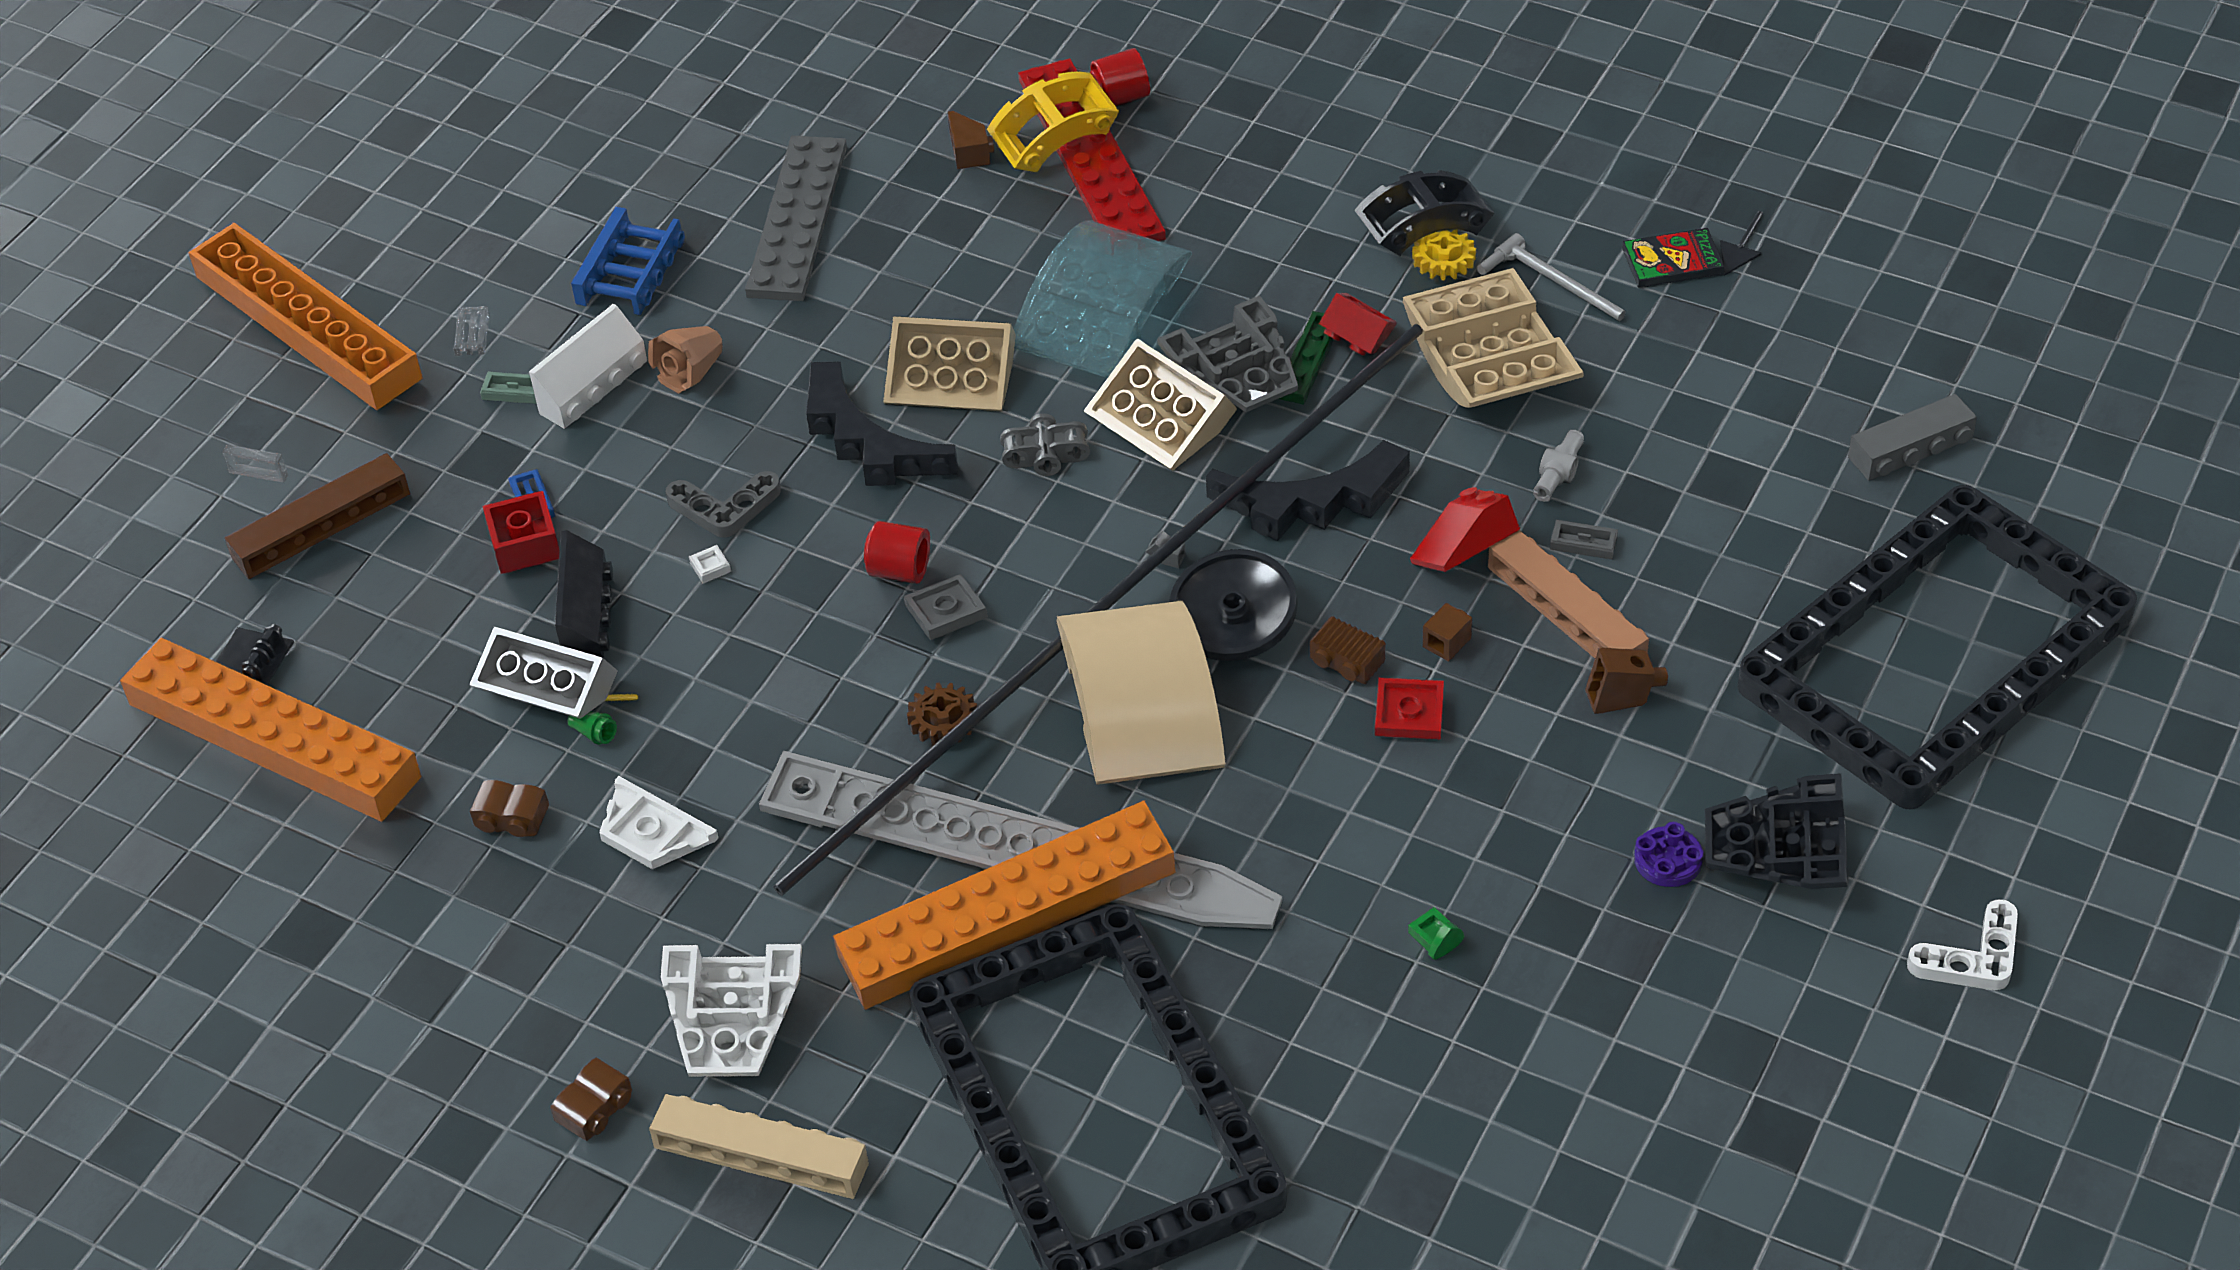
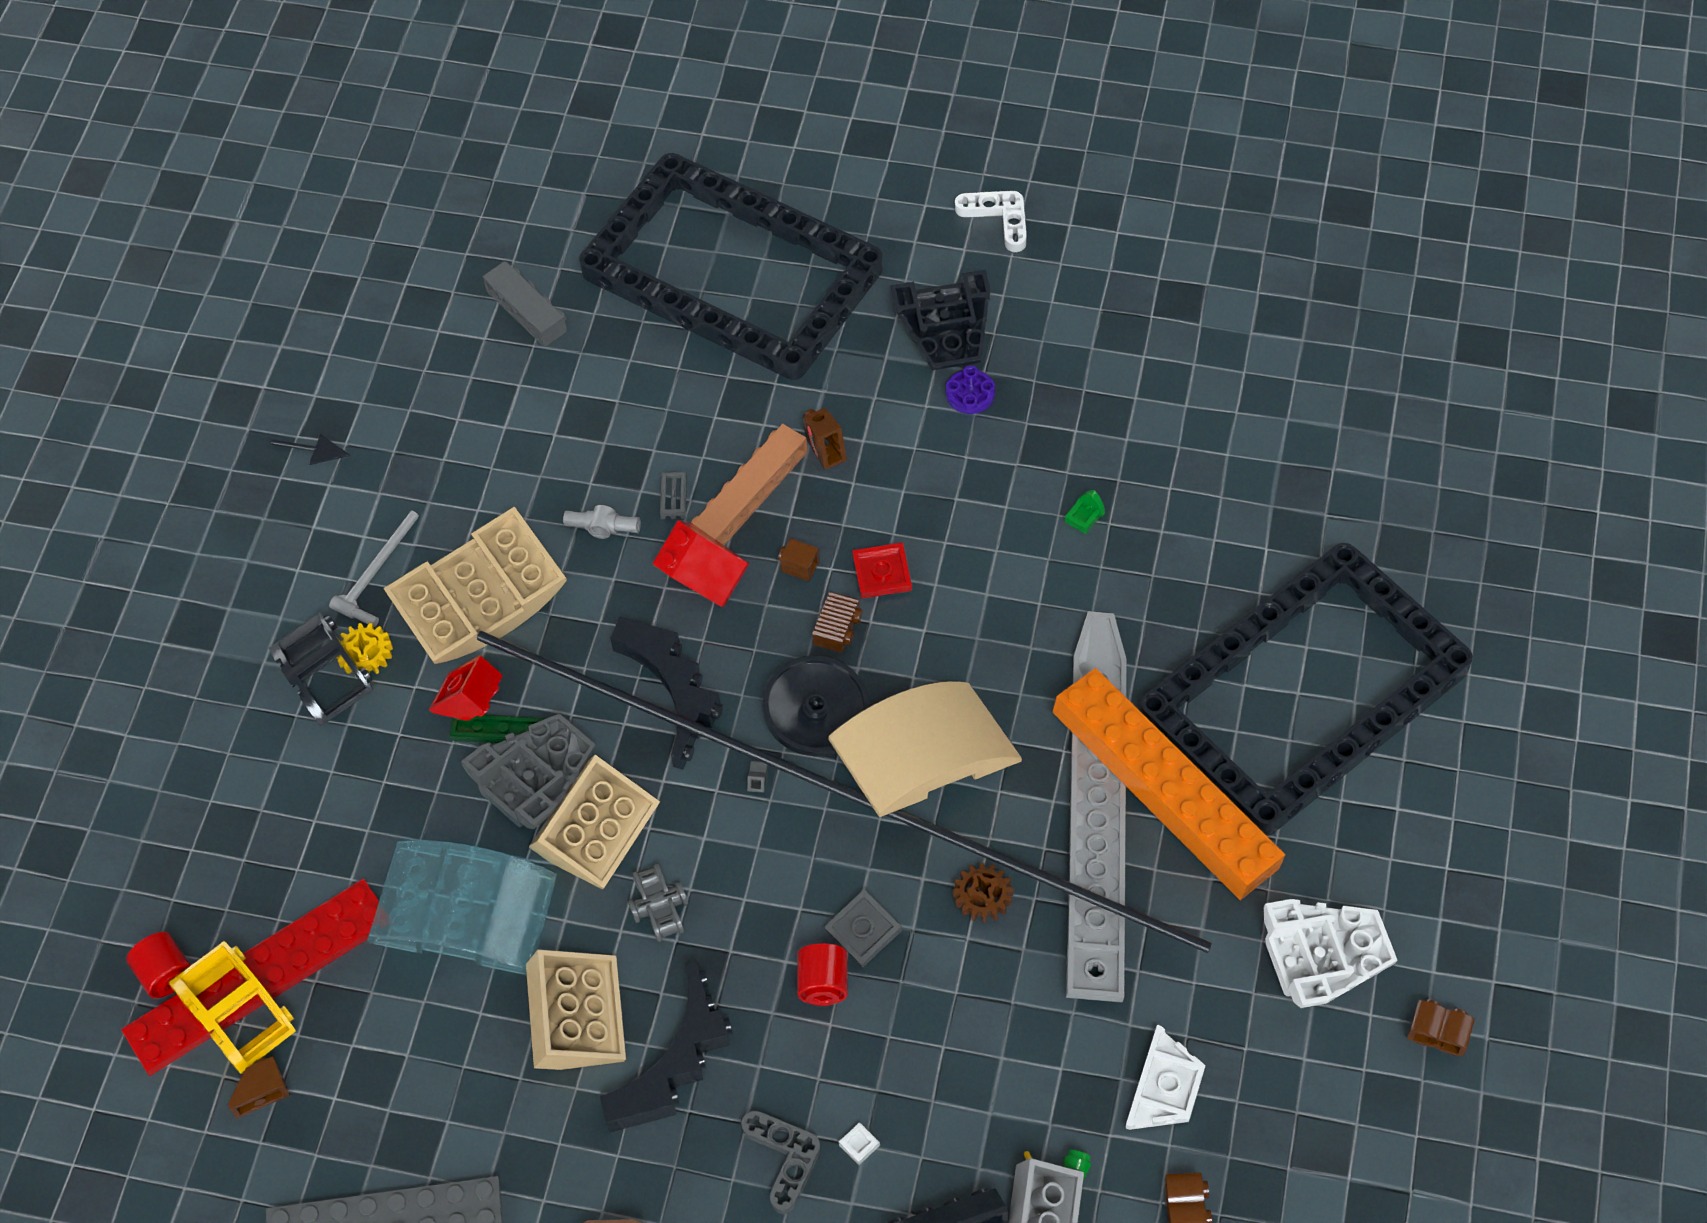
camera: 105 degrees left, 10 degrees up
(759, 1145) = (1434, 894): tan brick -> none
(1673, 257) = (338, 490): tile -> none

